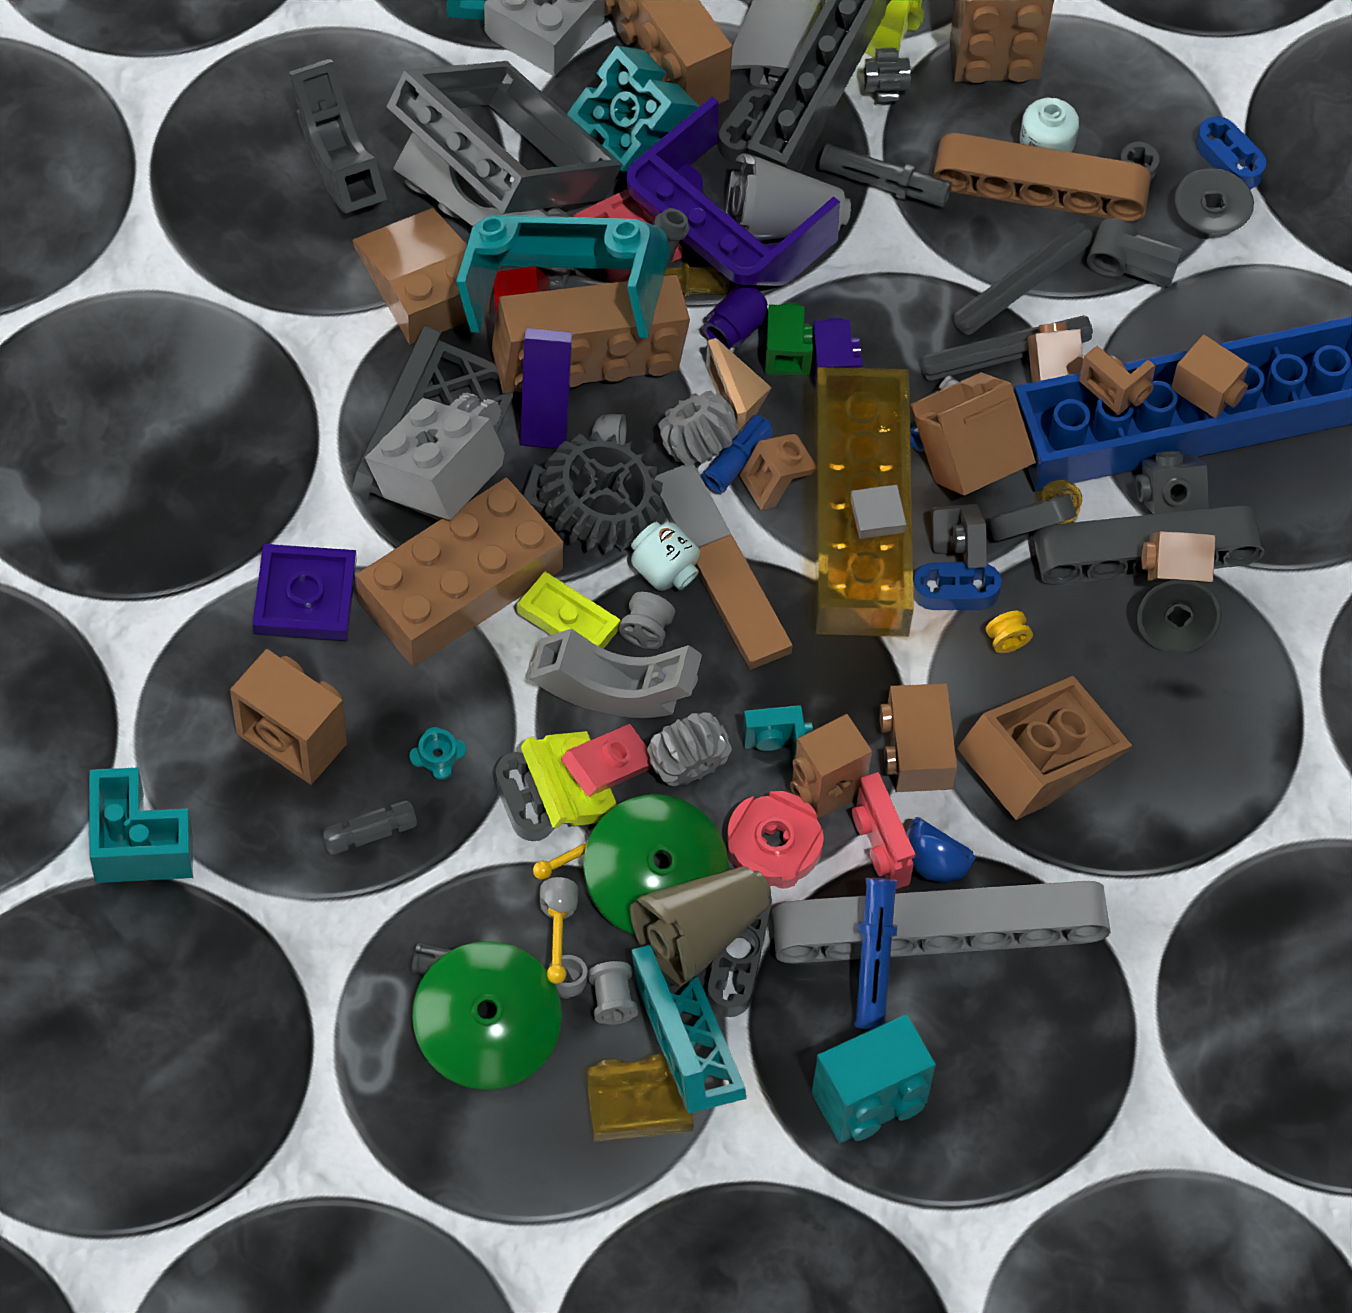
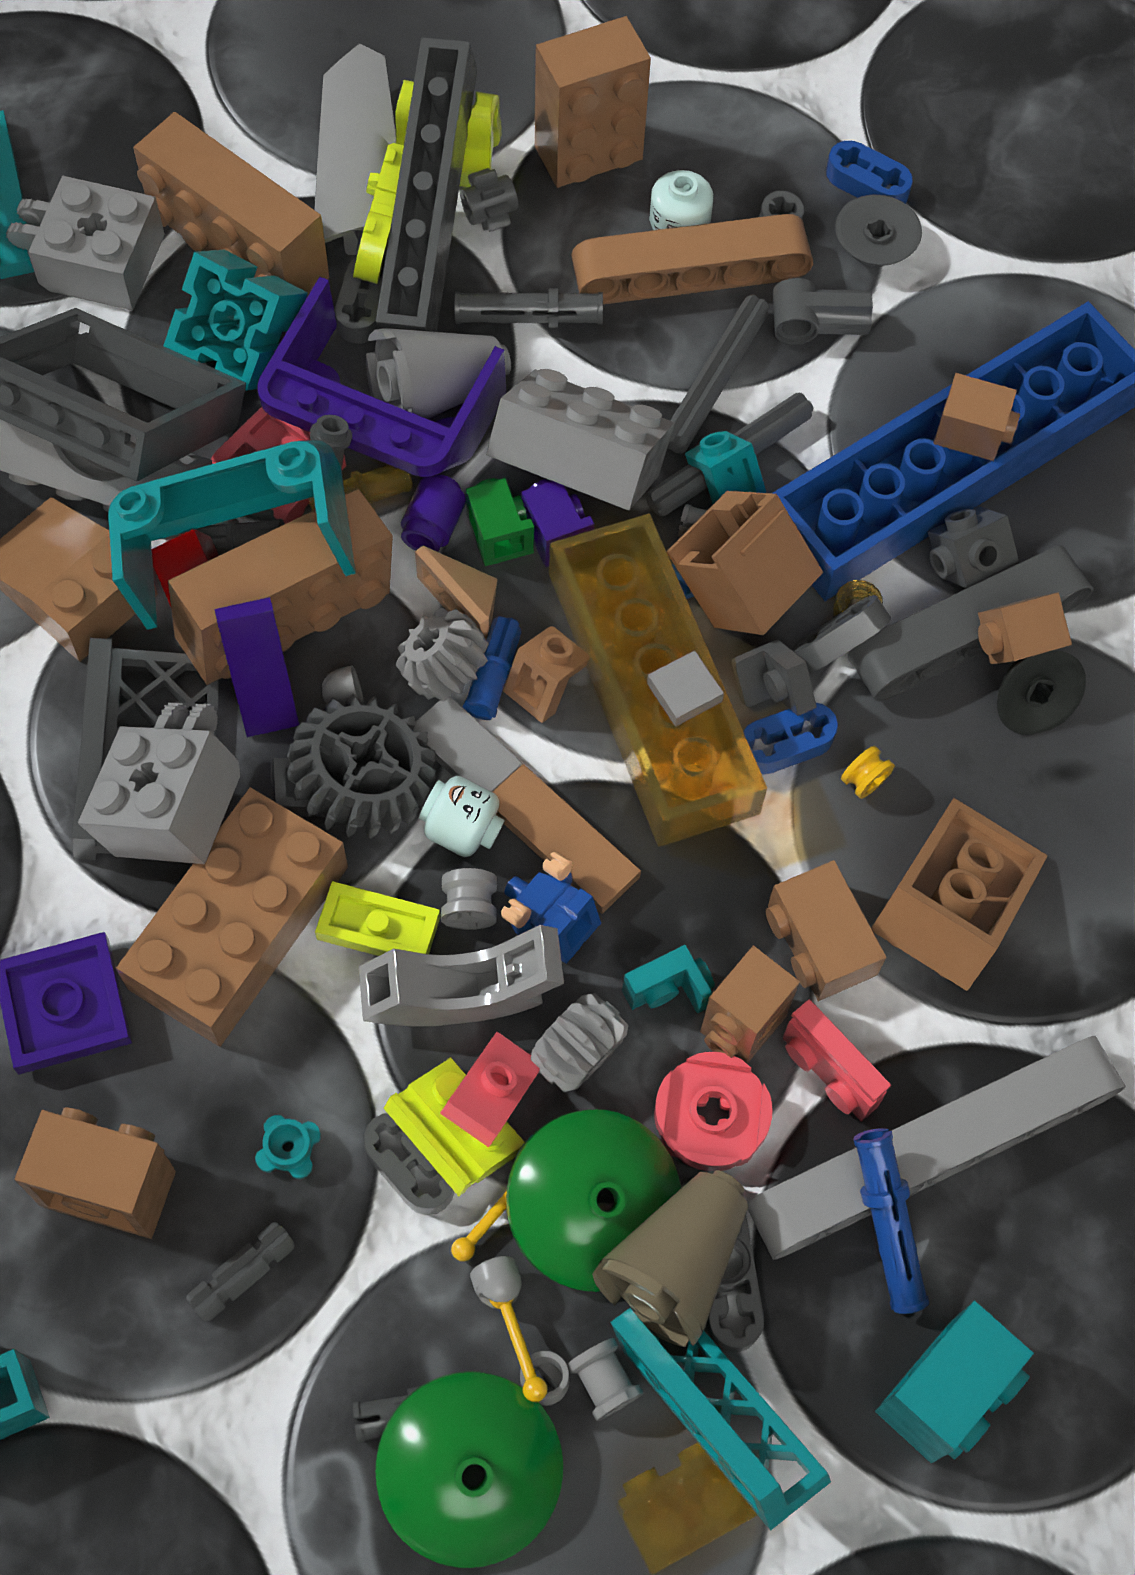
camera: 20 degrees left, 5 degrees up
(721, 653) = (552, 903): none -> blue piece
(776, 69) = (379, 219): none -> neon yellow piece
(880, 293) = (580, 437): none -> light grey brick
(937, 854) = (904, 1062): blue hair -> none
(996, 353) = (727, 464): none -> teal bracket
(1055, 351) = (790, 445): brick -> none
(1113, 383) = (877, 457): medium nougat bracket -> none

